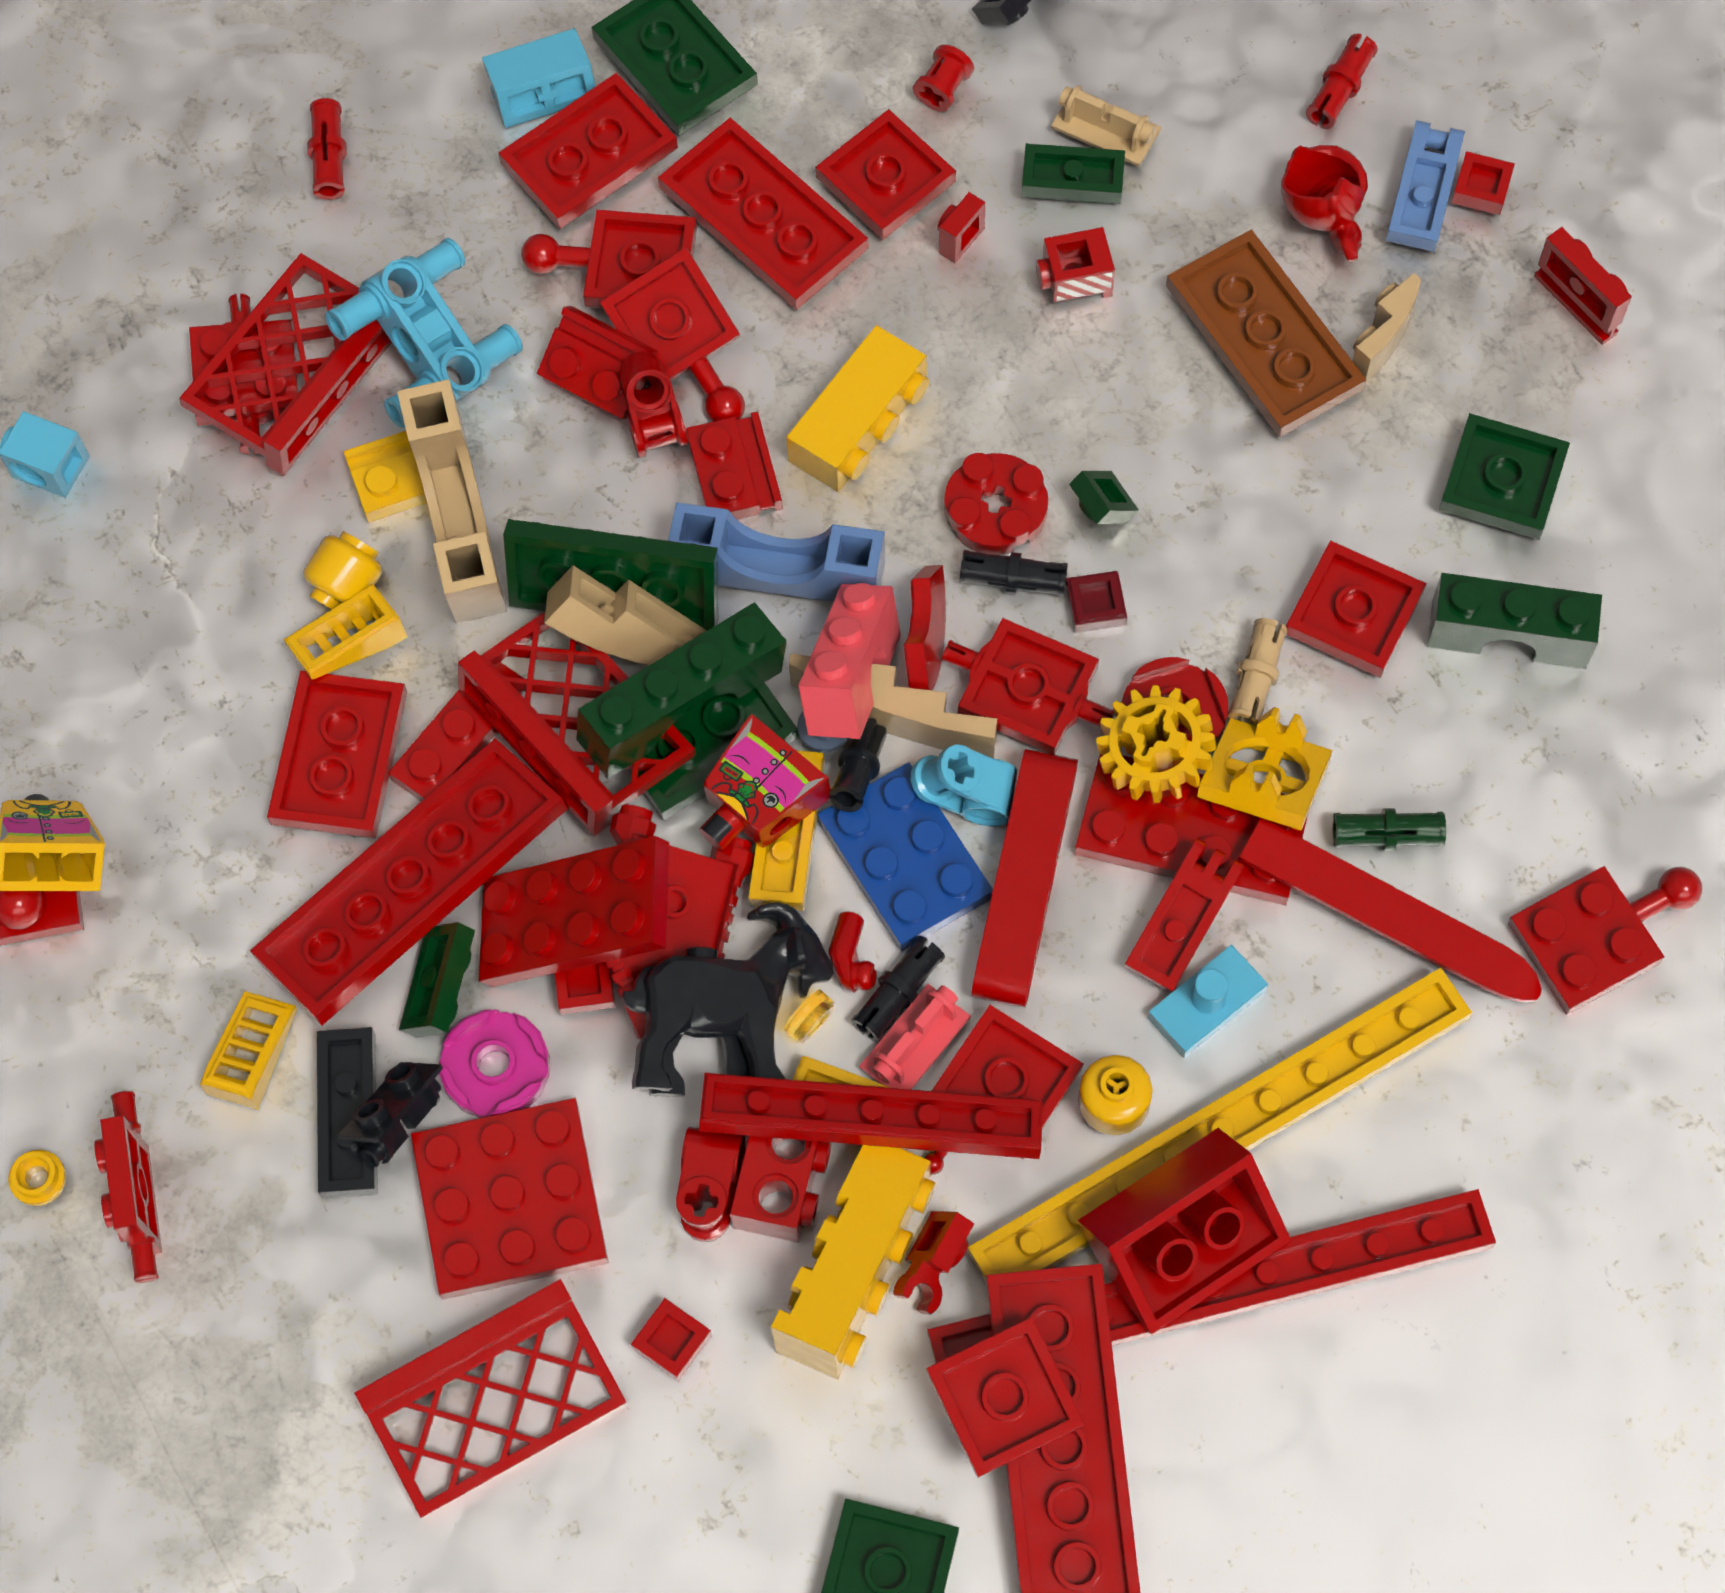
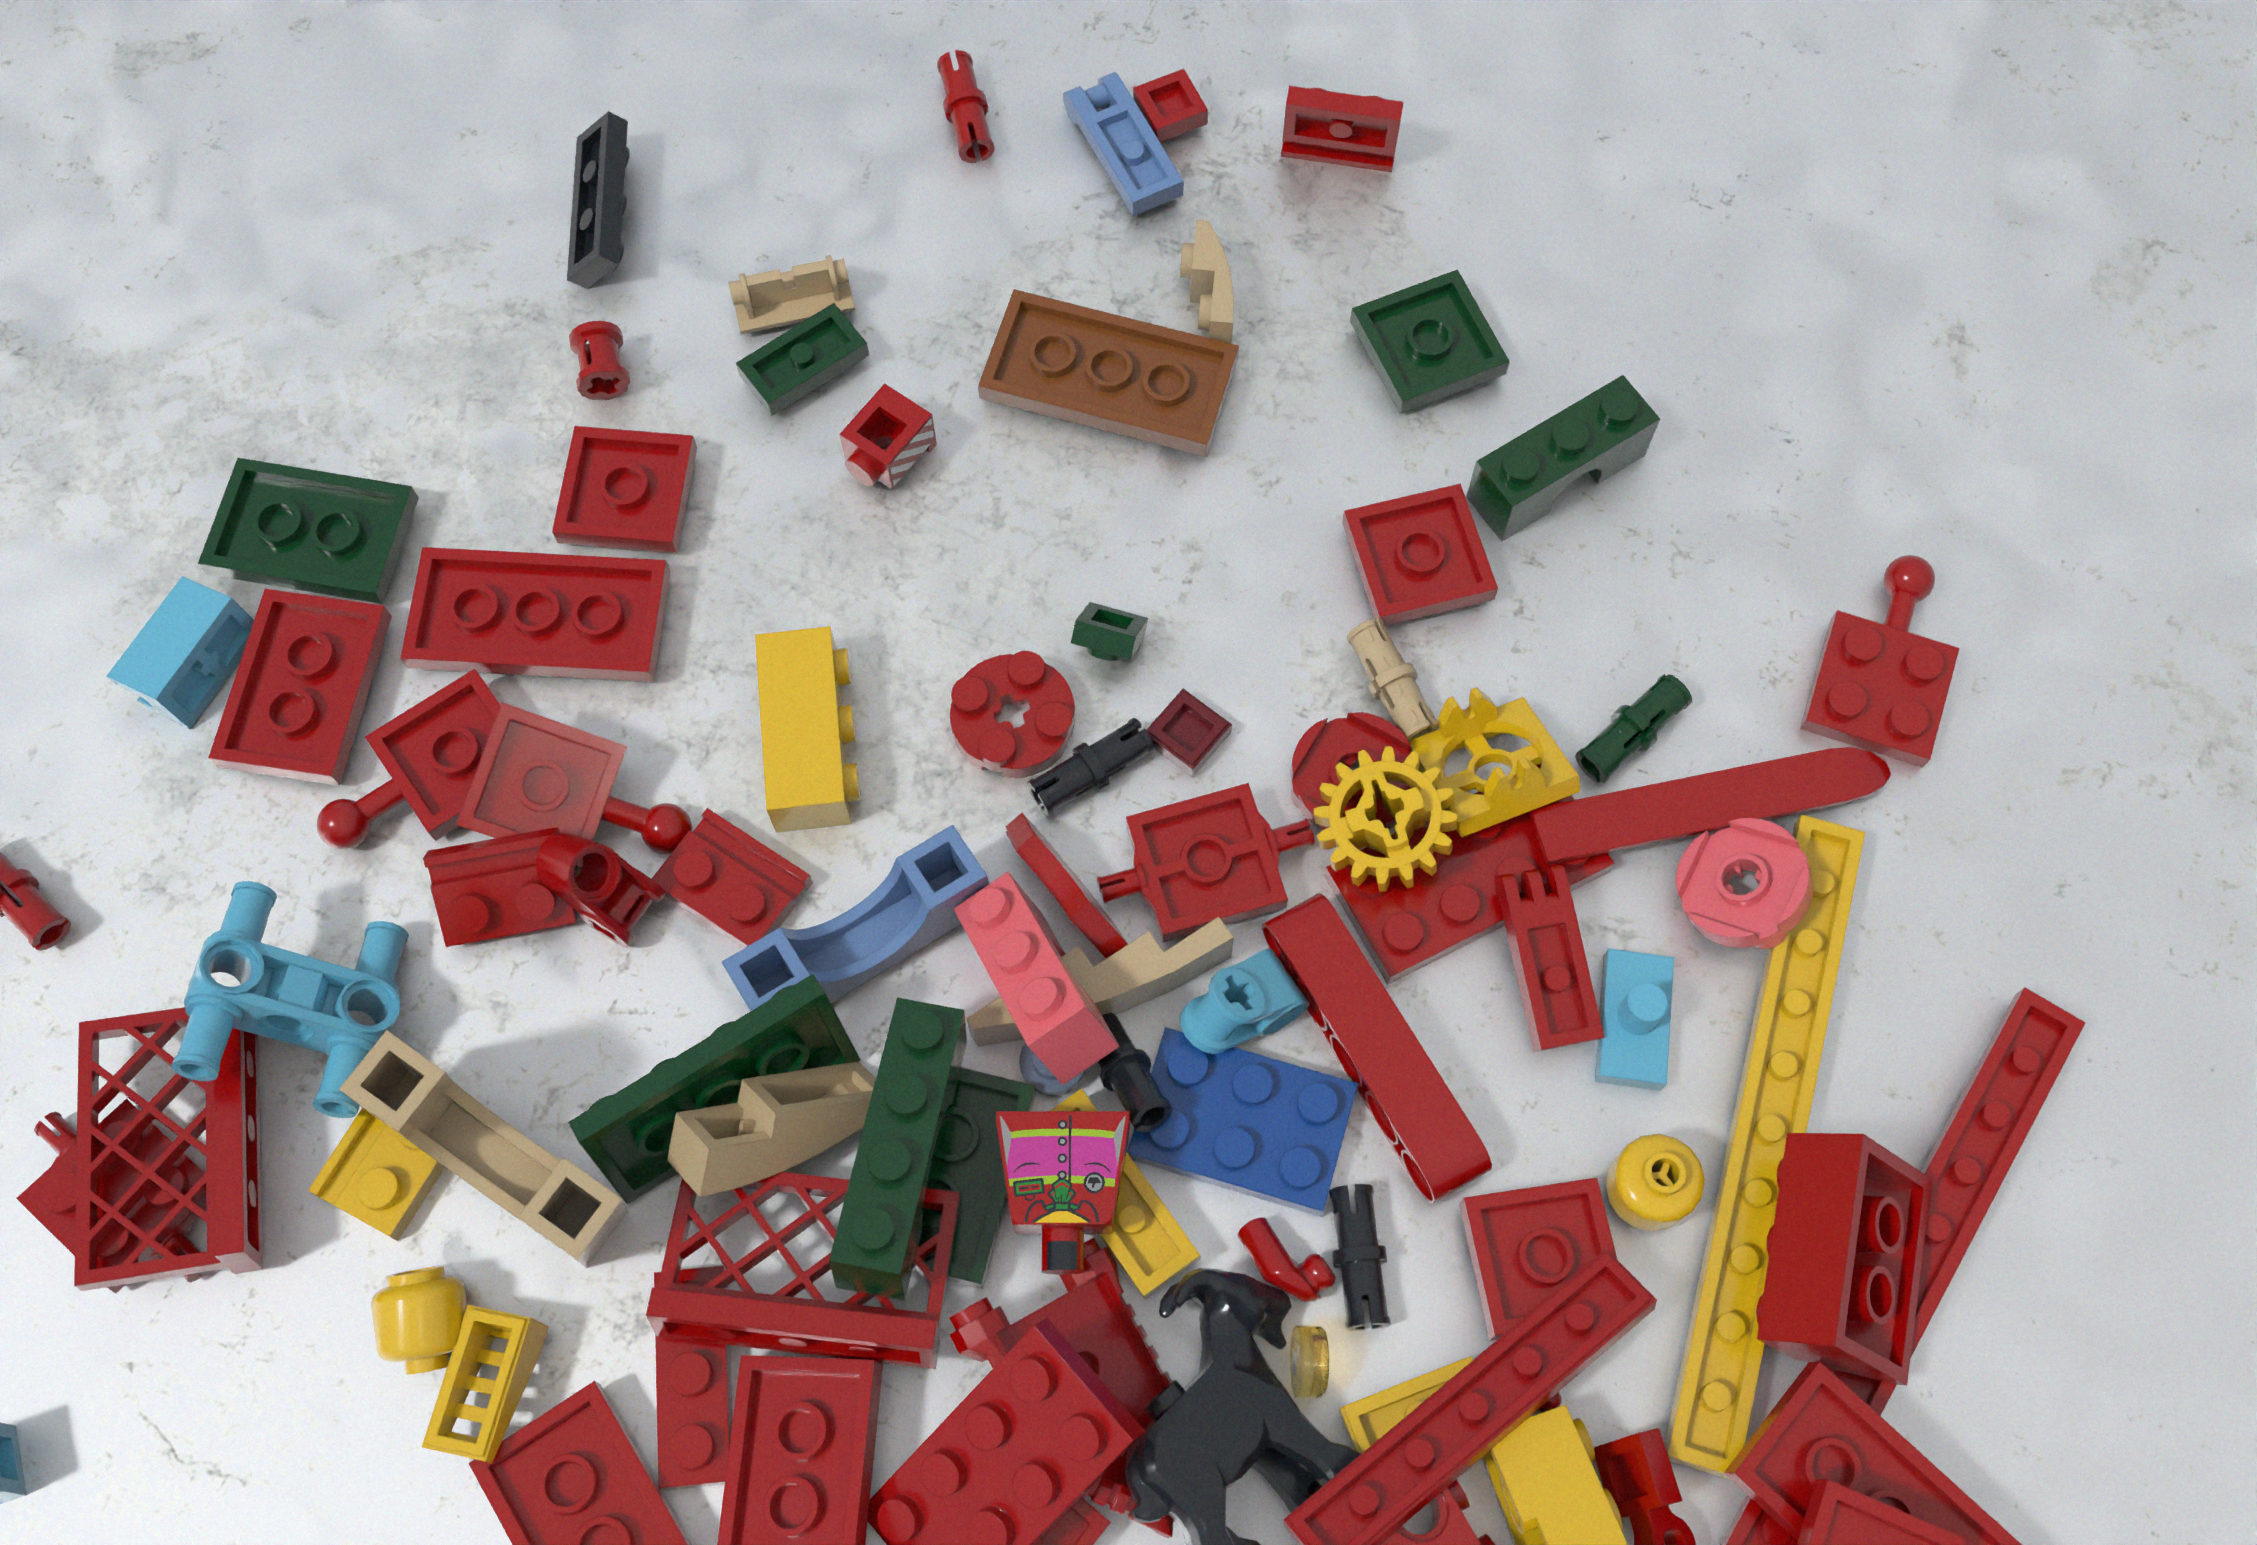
camera: 45 degrees left, 0 degrees up
(916, 1039) = (1422, 1294): coral hinge -> none
(961, 226) = (743, 484): red plate -> none
(1325, 192) = (1050, 209): red hair -> none
(1359, 1000) = (1759, 916): none -> coral plate

